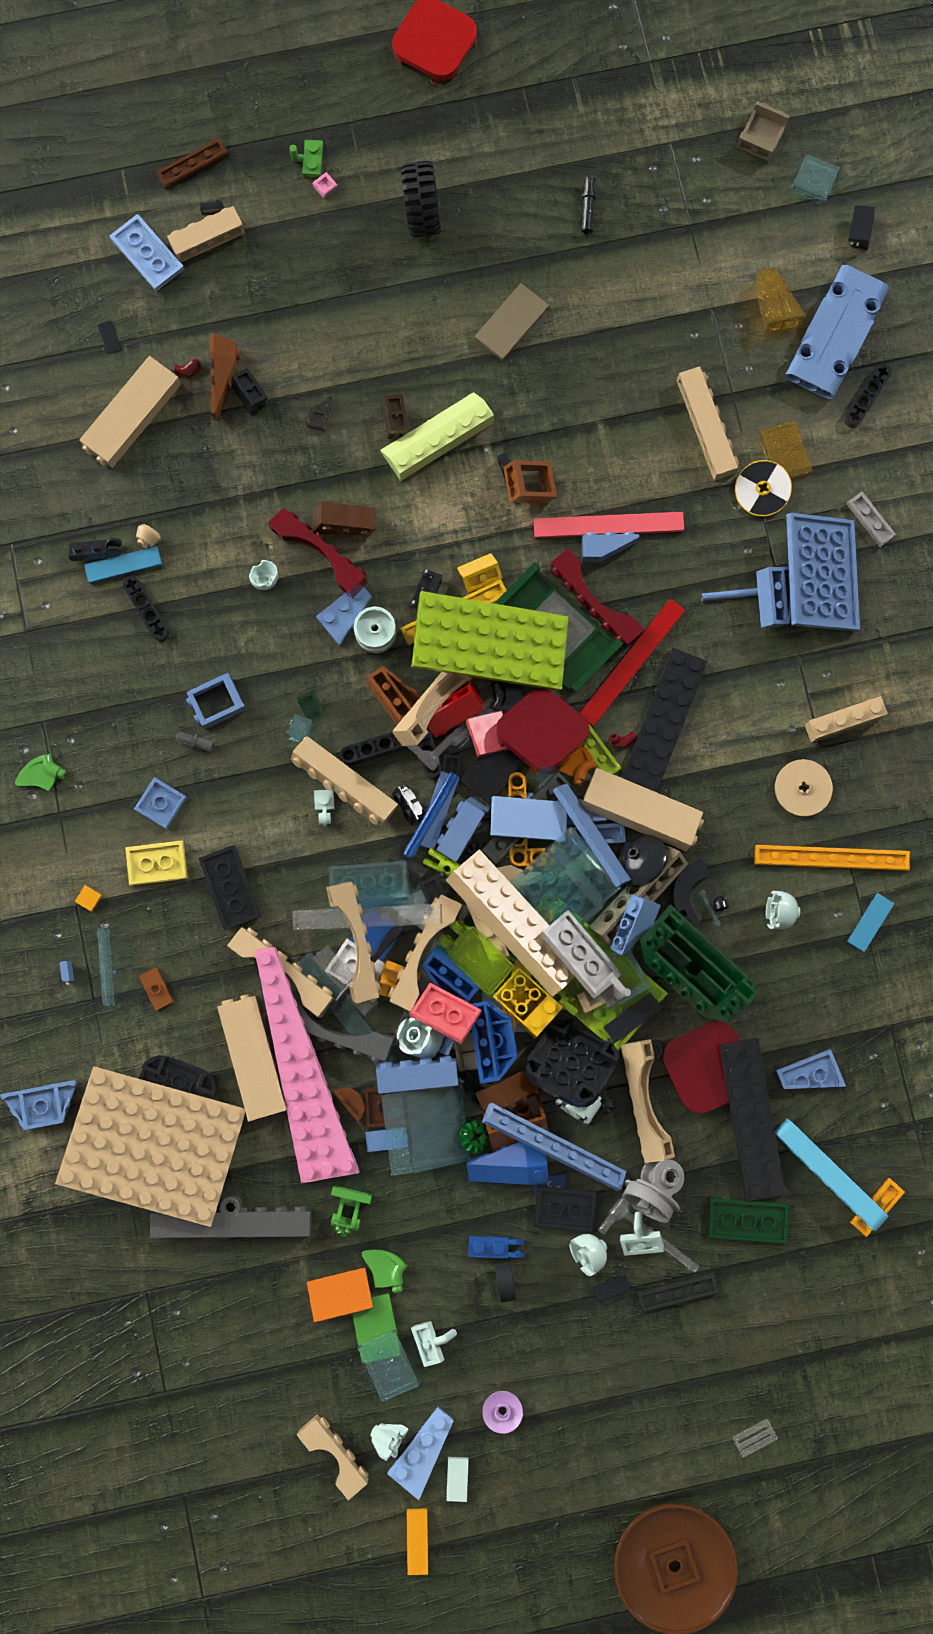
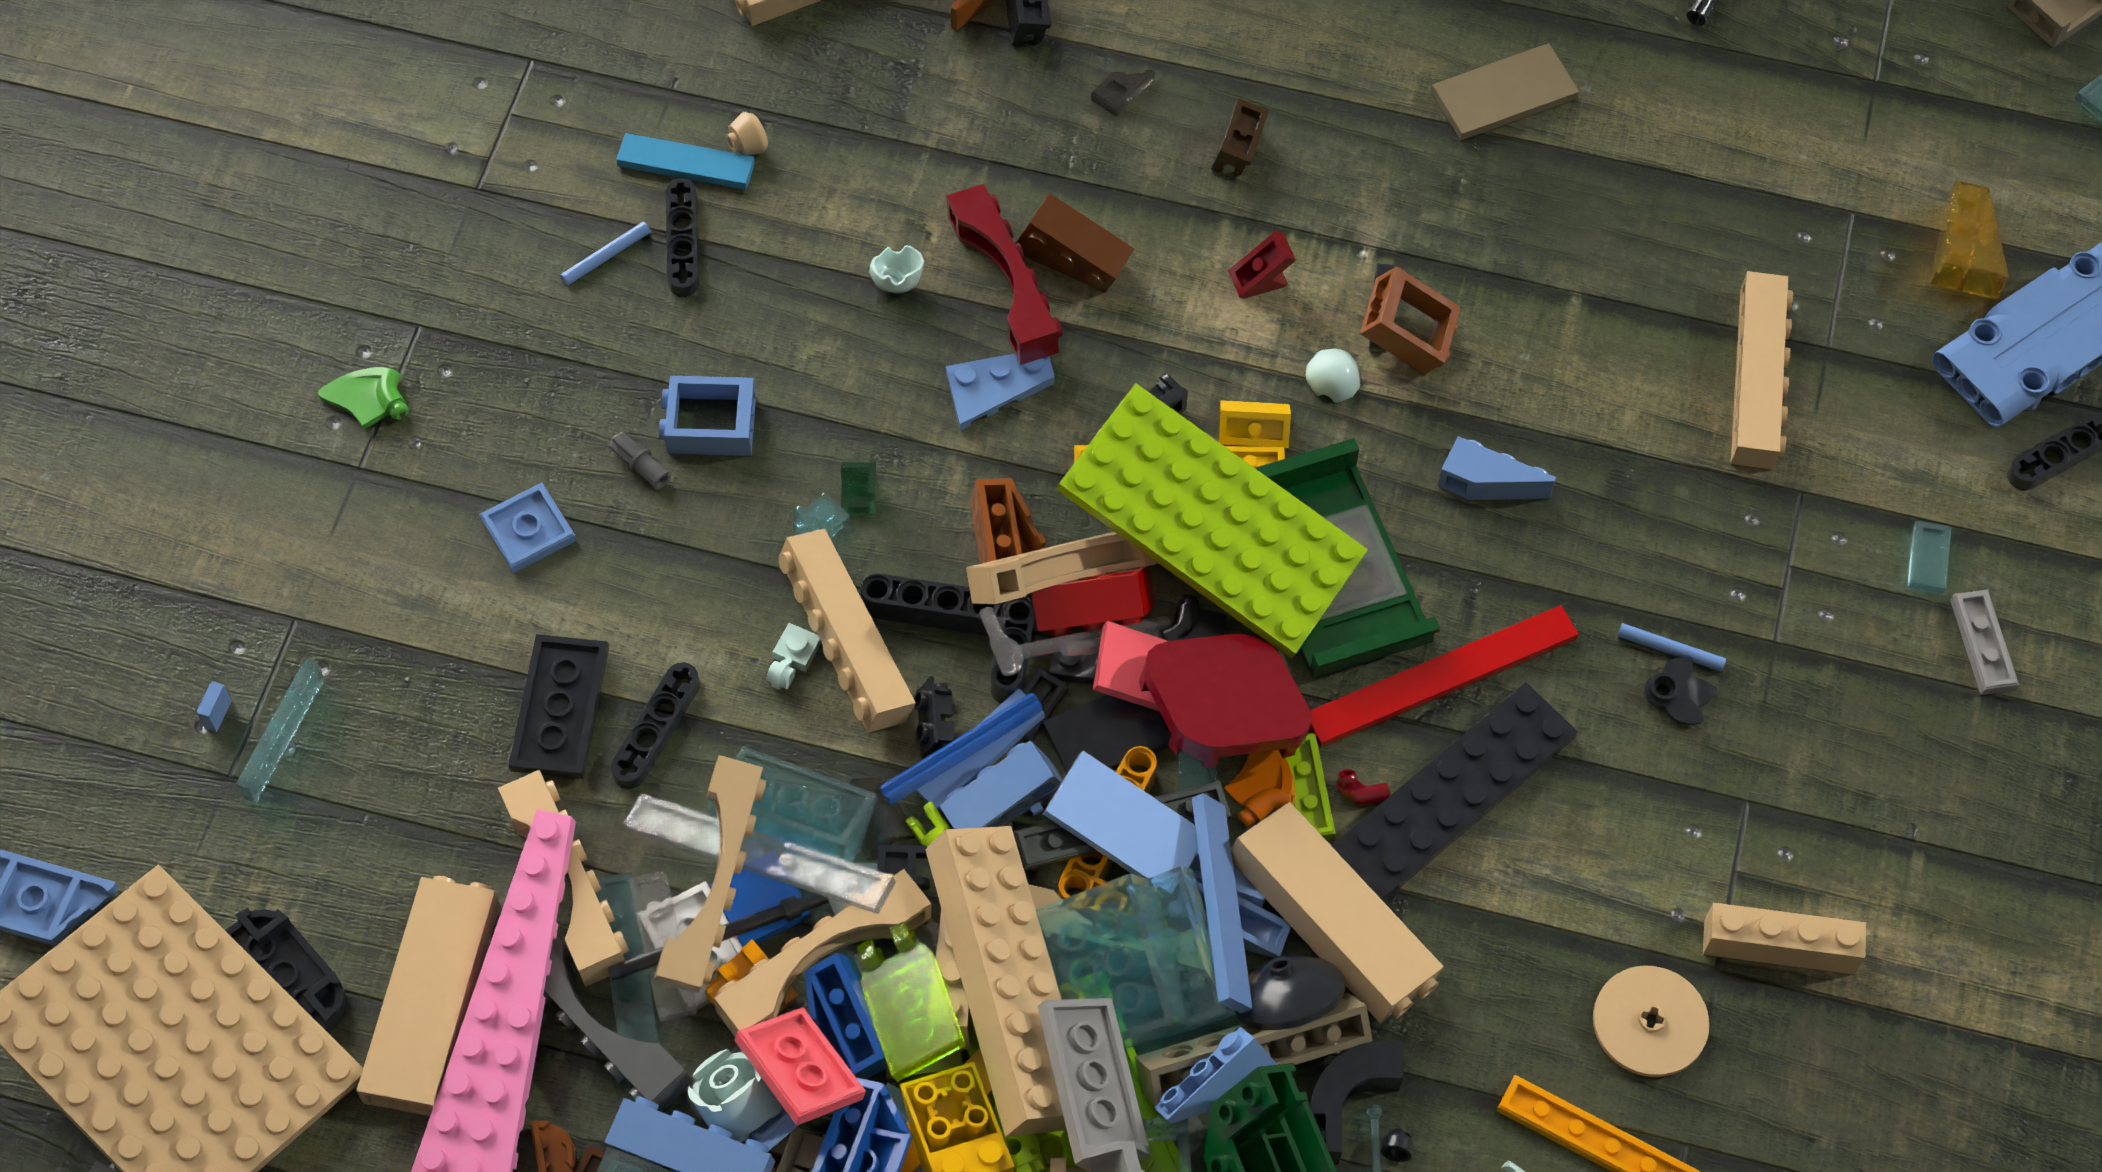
camera: 25 degrees right, 20 degrees down
(88, 898) = (321, 614): light orange tile -> none
(94, 549) = (654, 119): black hinge -> none
(112, 637) = (605, 253): none -> medium blue bar
(156, 863) = (464, 614): light yellow tile -> none
(156, 989) = (340, 808): dark orange plate -> none
(277, 873) = (650, 723): none -> black beam
(378, 640) = (1030, 424): light aqua wheel -> none
(438, 435) = (1296, 199): yellowish green slope -> none
(442, 485) = (1263, 267): none -> dark red slope
(504, 527) = (1333, 374): none -> light aqua hair
(602, 524) = (1570, 469): coral tile -> none
(622, 626) = (1458, 610): dark red arch -> none
(746, 614) = (1684, 691): none -> black plate
(769, 501) = (1809, 534): piece -> none
(774, 596) = (1752, 675): medium blue wedge -> none
(786, 448) = (1878, 472): clear yellow tile -> none
(822, 572) = (1853, 678): medium blue plate -> none
(827, 486) = (1929, 557): none -> clear light blue tile

